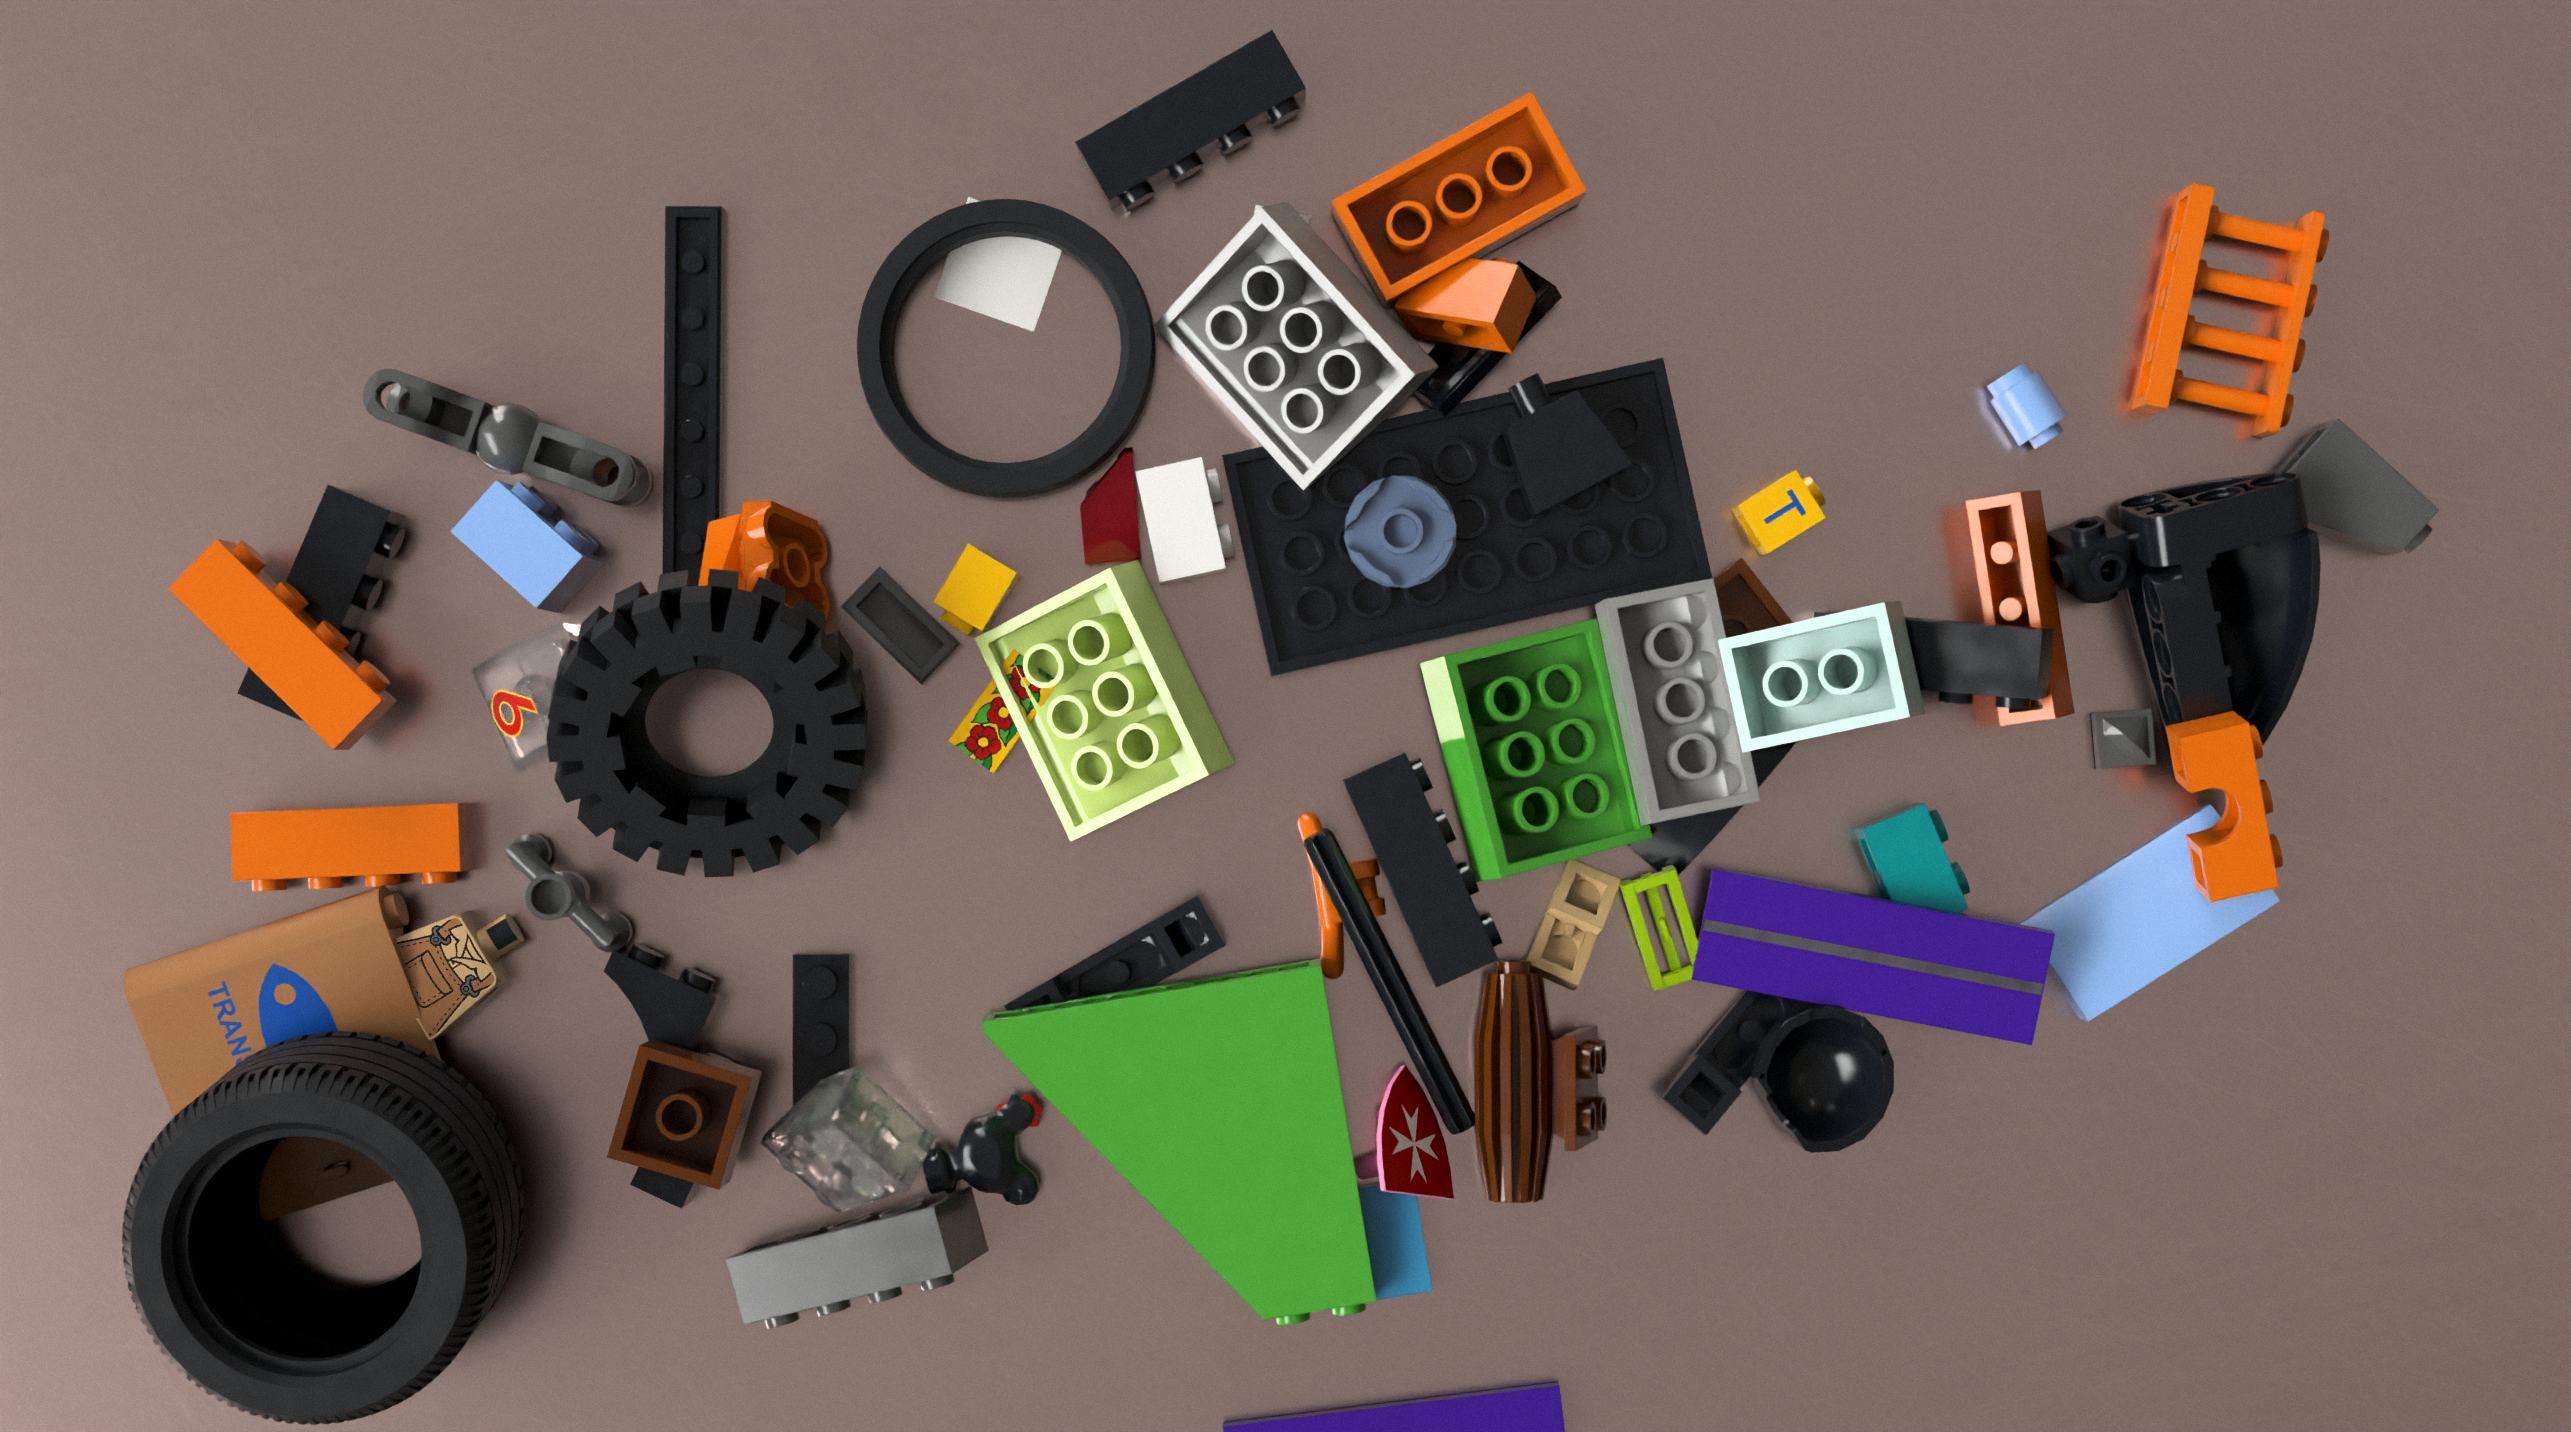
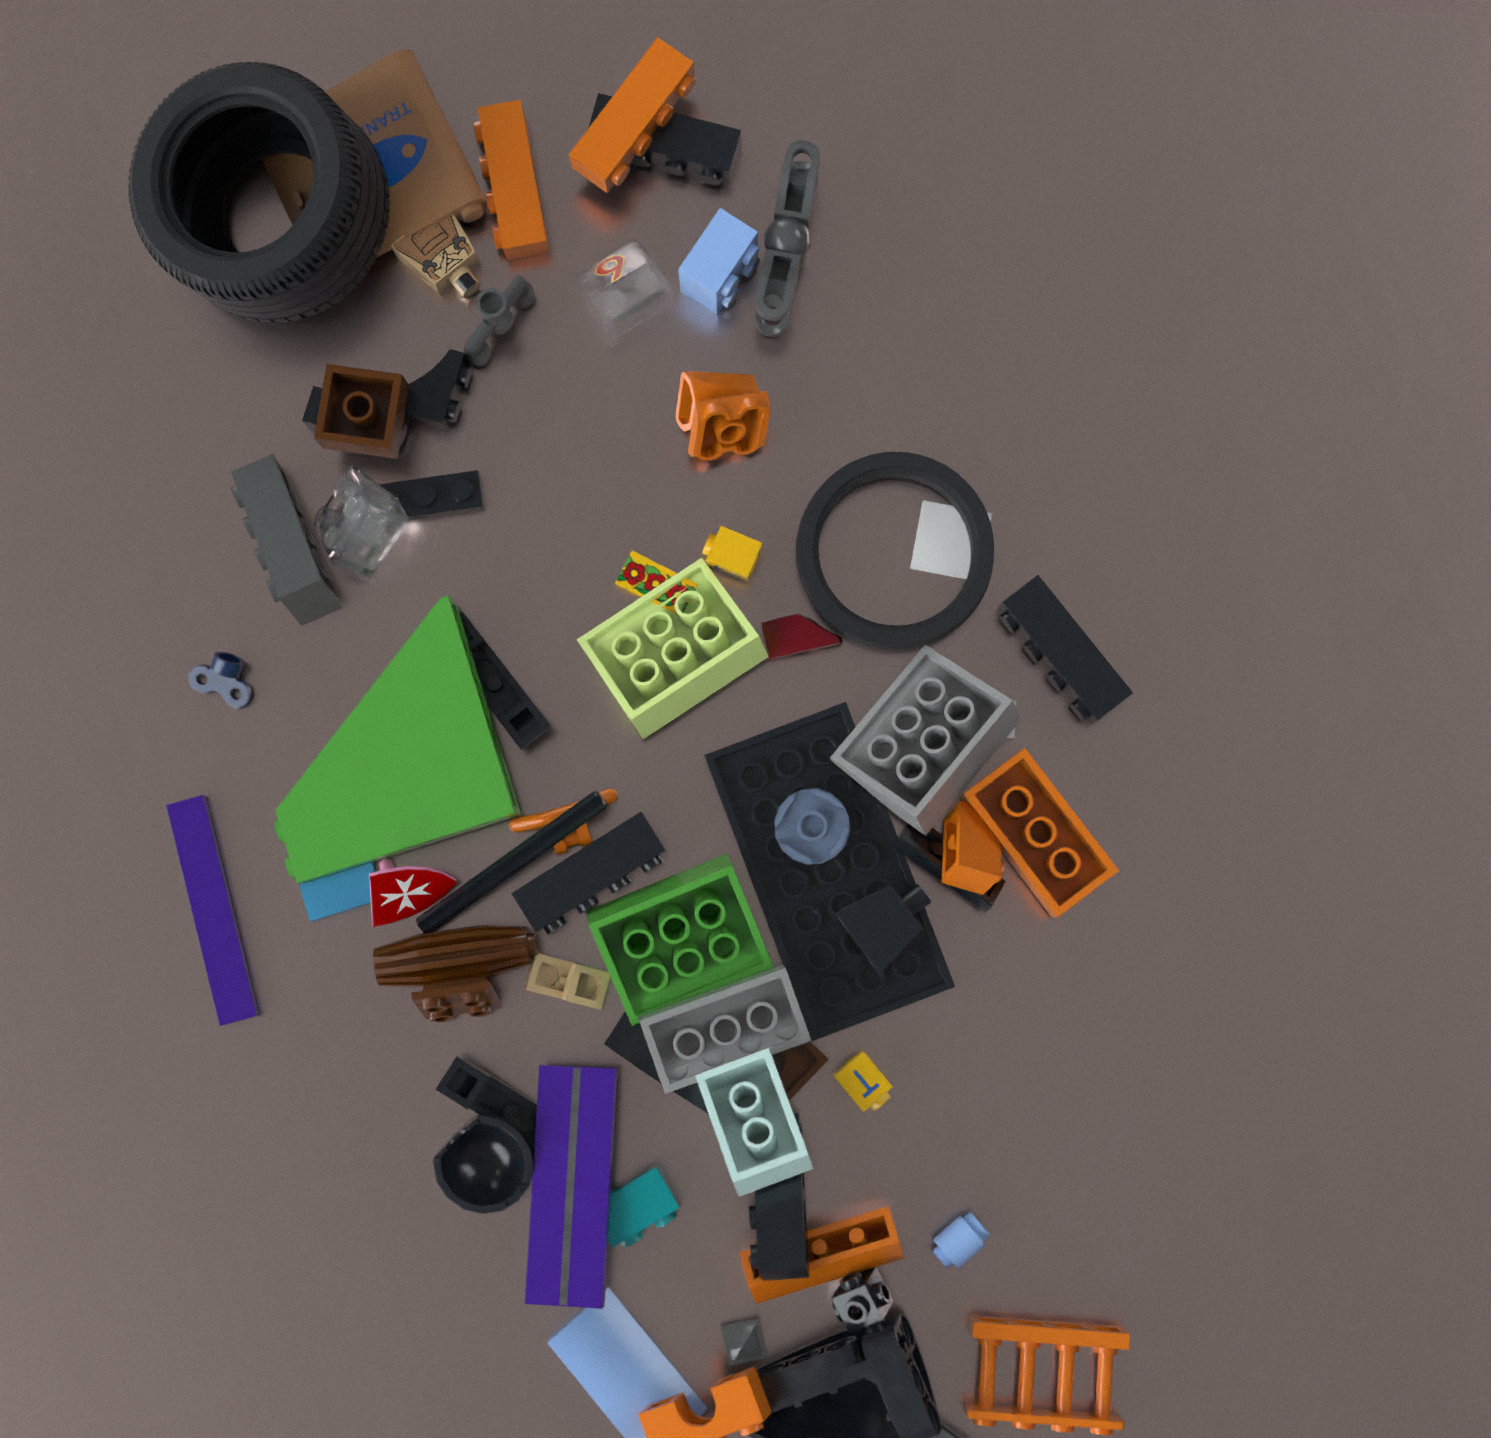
camera: 90 degrees right, 5 degrees down
(624, 782) = (573, 342): black tyre -> none
(692, 382) = (824, 355): black tile -> none
(901, 625) = (703, 509): dark grey tile -> none
(988, 1154) = (362, 615): black animal -> none
(1052, 1375) = (222, 678): none -> piece
(1183, 521) = (798, 682): white brick -> none
(1649, 884) = (601, 1029): lime tile -> none

